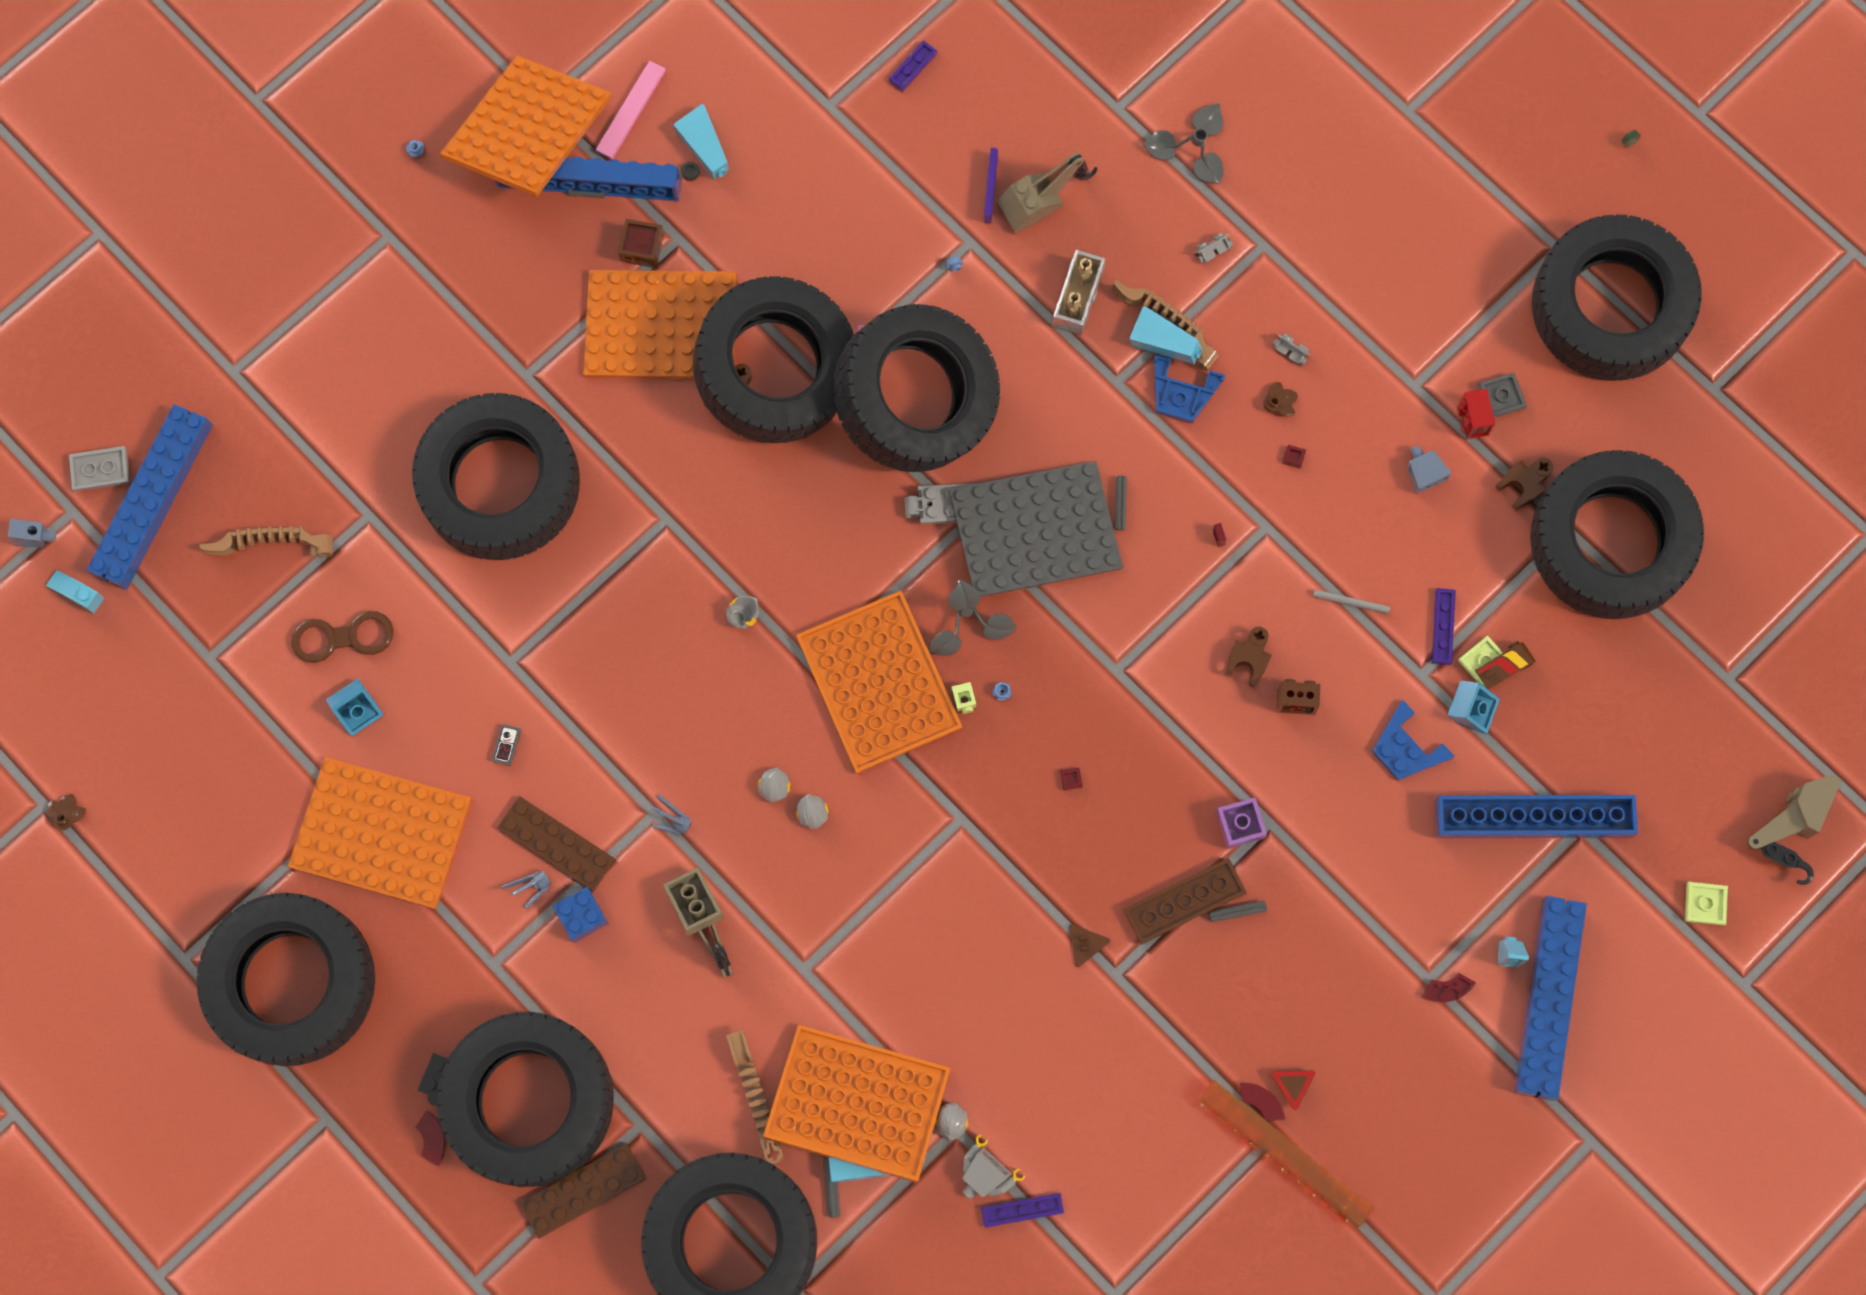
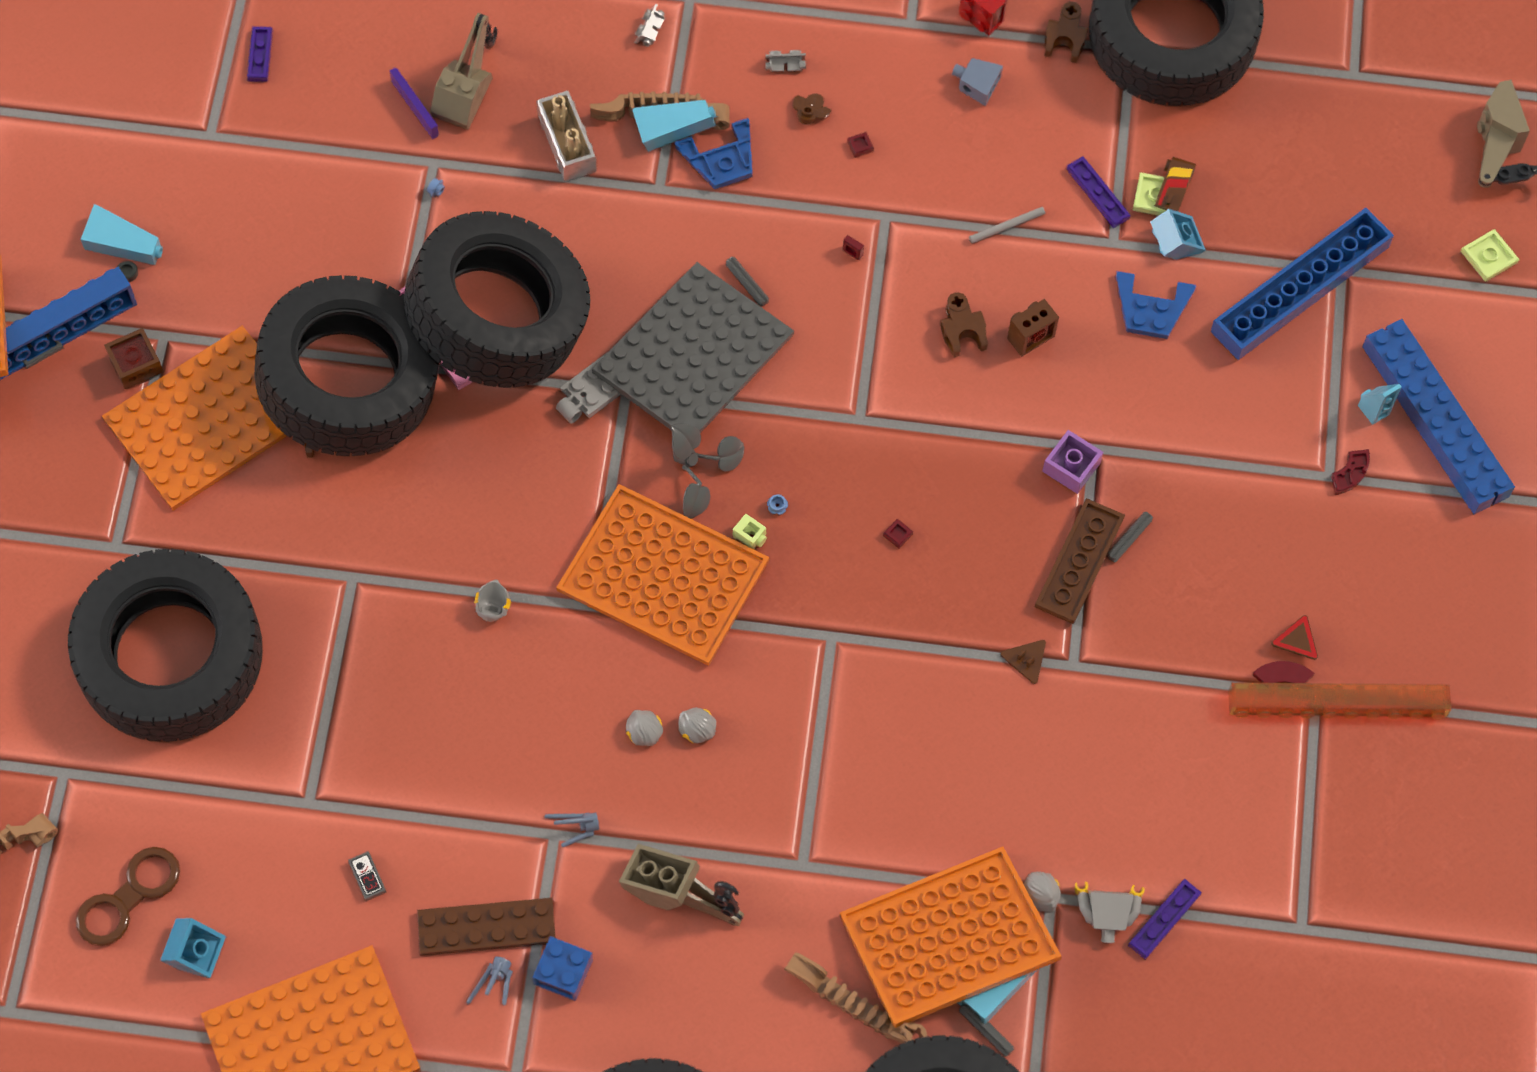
camera: 45 degrees left, 10 degrees down
(630, 110) = (27, 257): bright pink tile -> none

